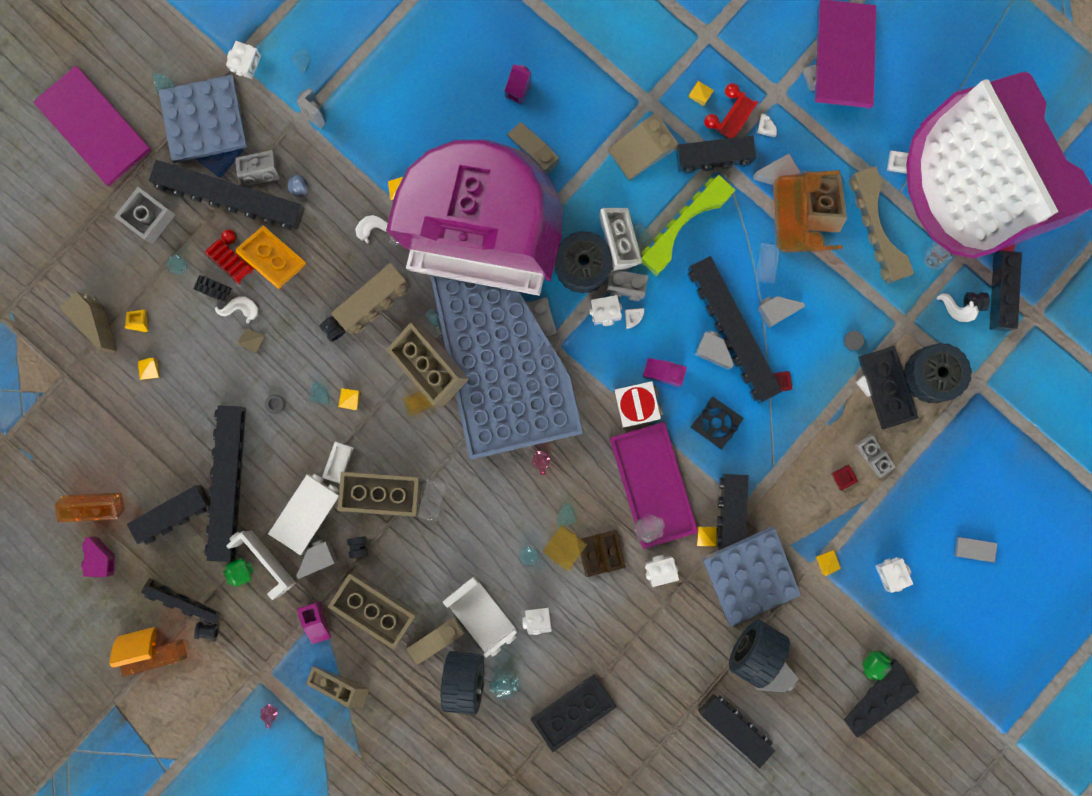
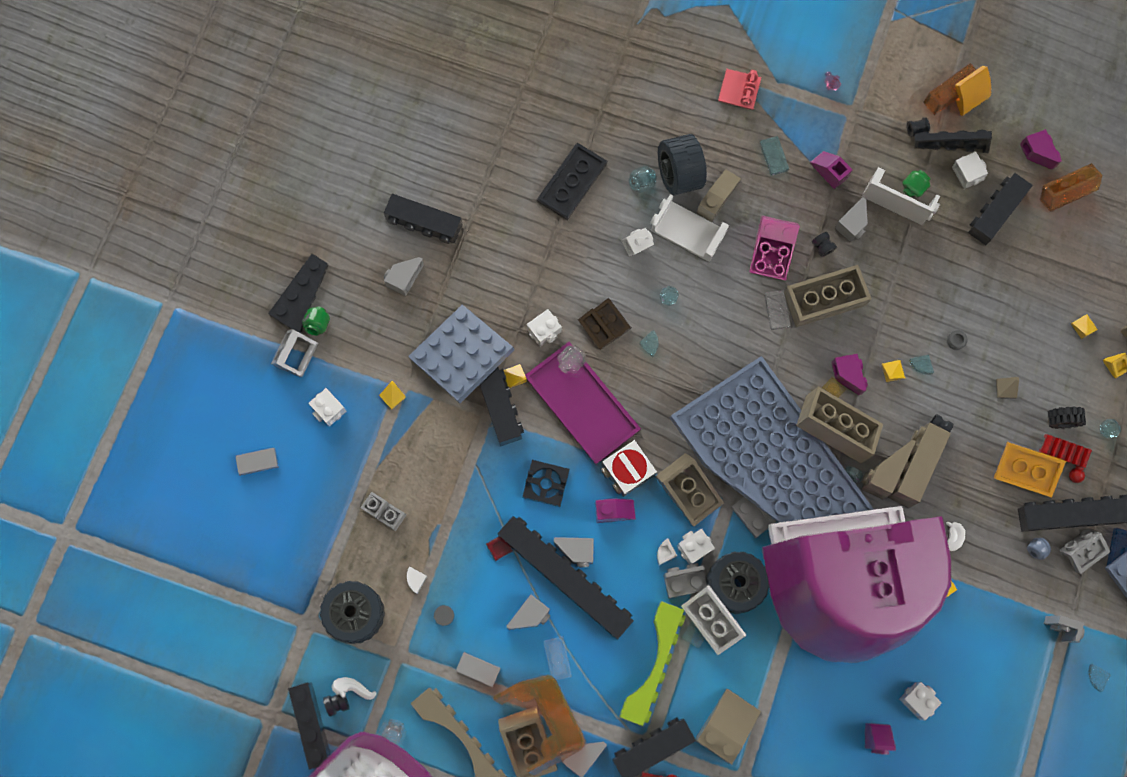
camera: 155 degrees right, 10 degrees down
(178, 565) = (970, 170): none -> white head
(225, 482) = (966, 256): black brick -> none
(247, 306) = (1029, 418): white piece -> none
(304, 513) = (884, 254): white panel -> none
(337, 461) = (876, 312): white tile -> none
(338, 687) = (783, 123): dark tan slope -> none
(362, 659) = (774, 155): none -> clear light blue tile
(364, 745) = (740, 88): none -> coral hinge
(372, 610) = (786, 196): dark tan brick -> none
(392, 413) = (849, 373): none -> magenta slope
(403, 305) = (884, 477): none -> dark tan slope
(406, 564) = (774, 247): none -> dark pink slope
(466, 101) = (920, 700): none -> white head
(534, 147) = (834, 680): dark tan slope -> none
(541, 461) = (694, 382): clear pink piece -> none
(564, 548) = (640, 314): clear yellow piece -> none
(589, 364) = (689, 489): none -> dark tan slope
(759, 654) = (429, 286): black wheel -> none
(840, 282) = (478, 669): none -> light grey tile
(844, 477) = (405, 480): dark red tile -> none
(888, 387) = (394, 582): black tile -> none
(915, 649) = (285, 348): none -> light grey tile

